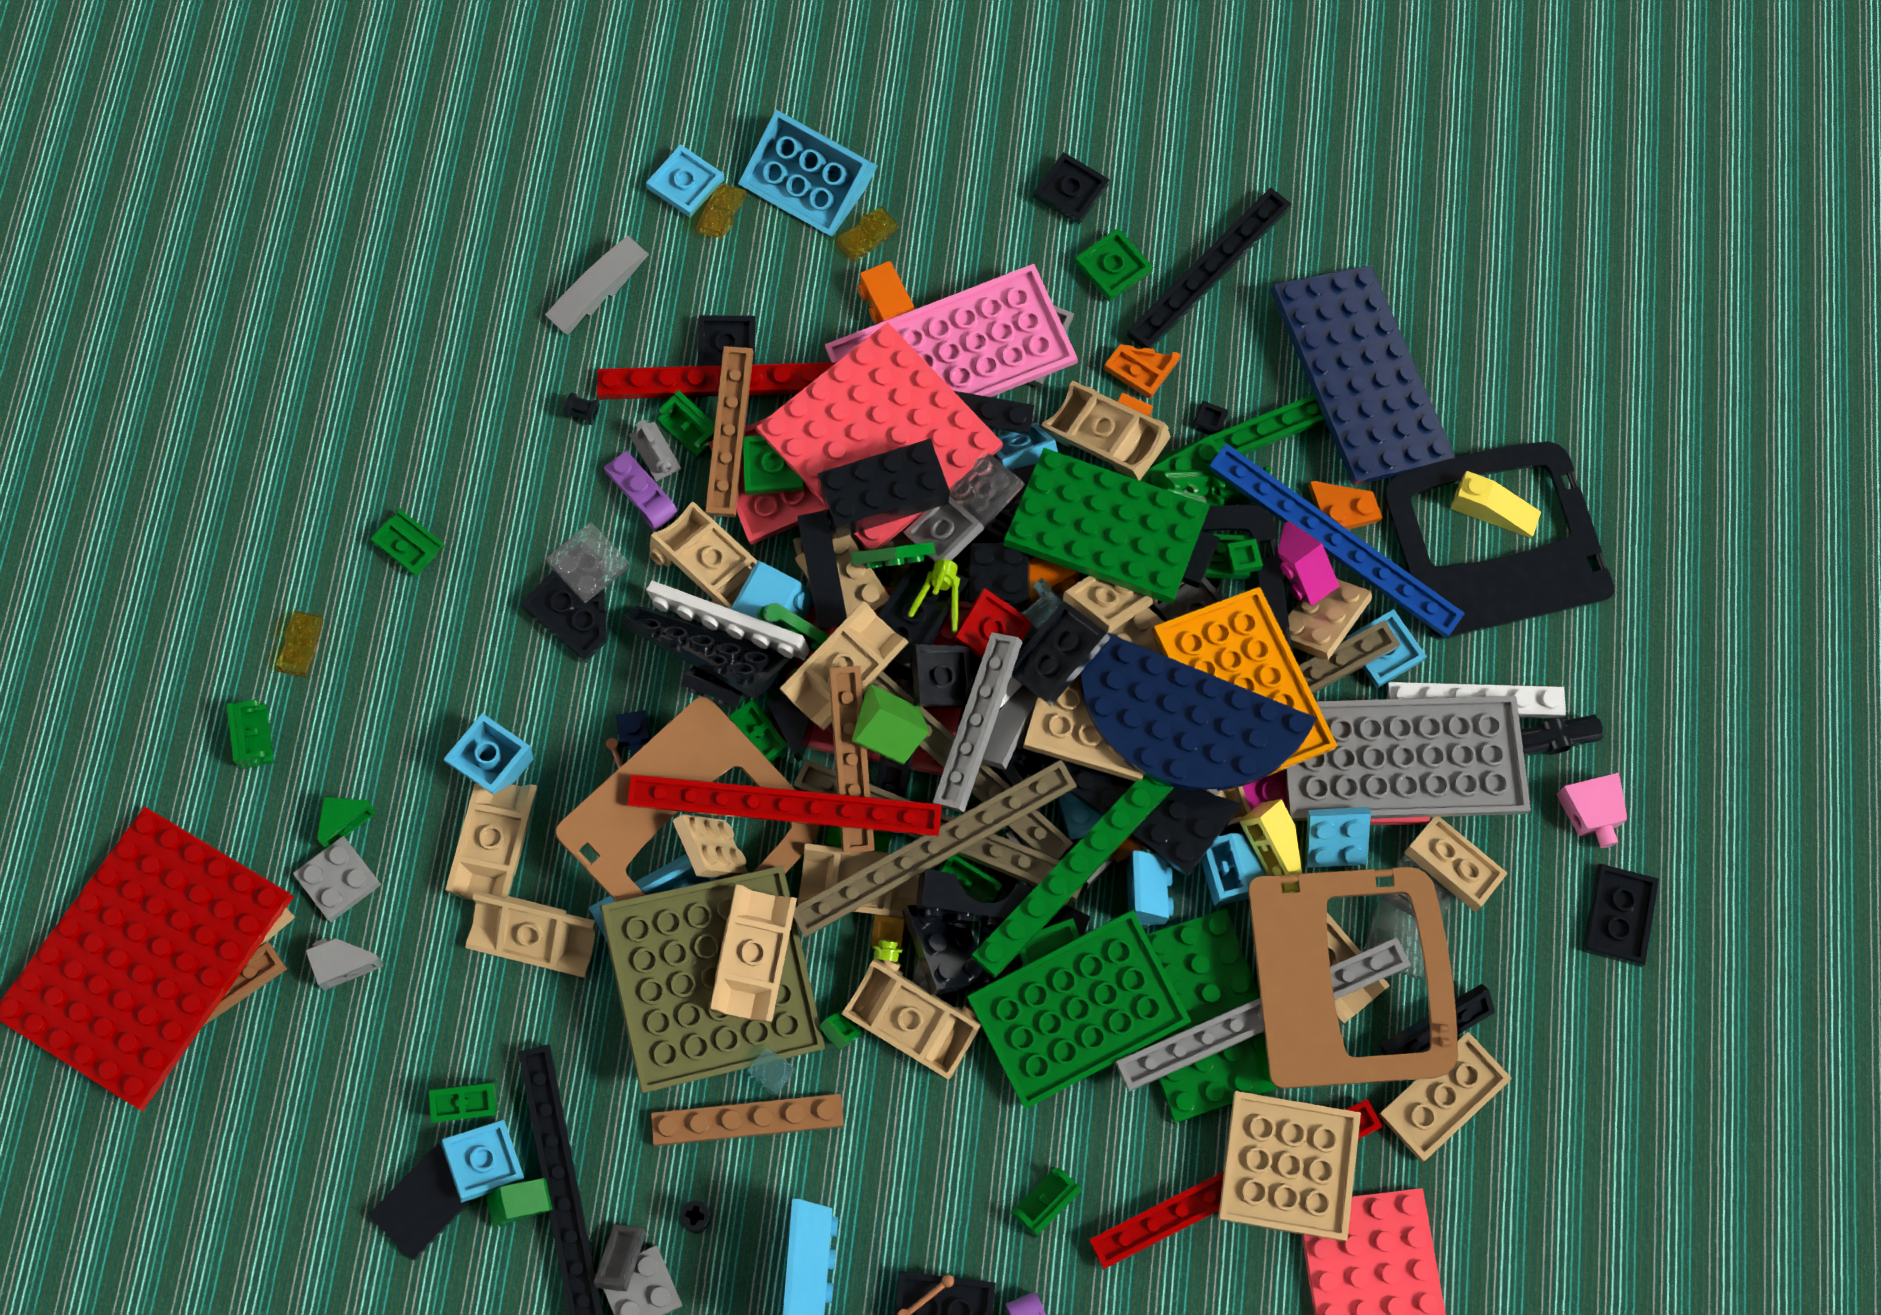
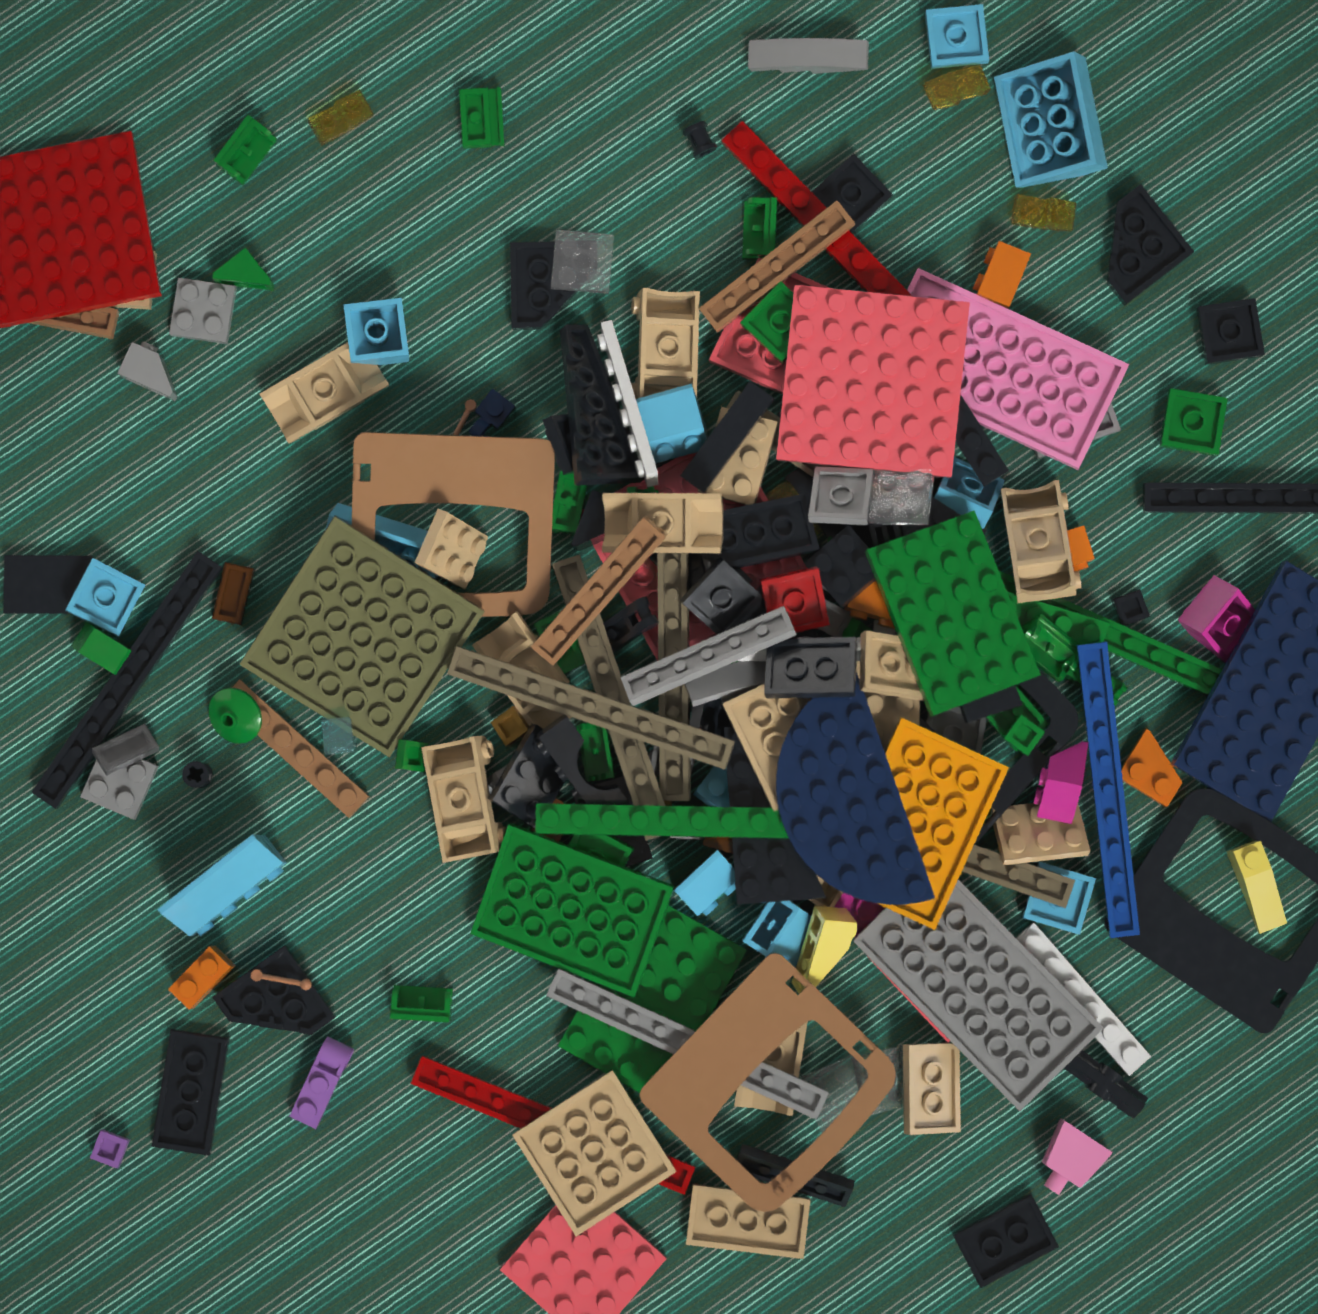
camera: 55 degrees right, 15 degrees up
(463, 1101) = (132, 546): green hinge -> none
(532, 934) = (283, 483): tan piece -> none
(578, 1057) = (233, 593): none -> reddish brown tile
(641, 490) = (676, 243): medium lavender plate -> none
(654, 450) = (717, 223): light grey hinge -> none
(681, 1129) = (242, 710): none -> green dish
(752, 955) = (401, 650): tan piece -> none
(784, 805) = (521, 576): red plate -> none
(788, 620) = (663, 457): green plate -> none
(883, 488) = (827, 424): black brick -> none
(886, 950) = (494, 738): lime plate -> none
(889, 725) = (646, 596): bright green slope -> none
(893, 555) = (784, 477): green plate -> none
(941, 578) = (798, 528): lime plant -> none
(955, 191) = (1142, 246): none -> black plate
(1045, 606) = (850, 625): clear light blue panel -> none
(1141, 368) = (1124, 520): orange wing -> none
(1272, 365) = (1217, 617): none -> dark pink slope
(1337, 837) = (871, 986): medium azure plate -> none

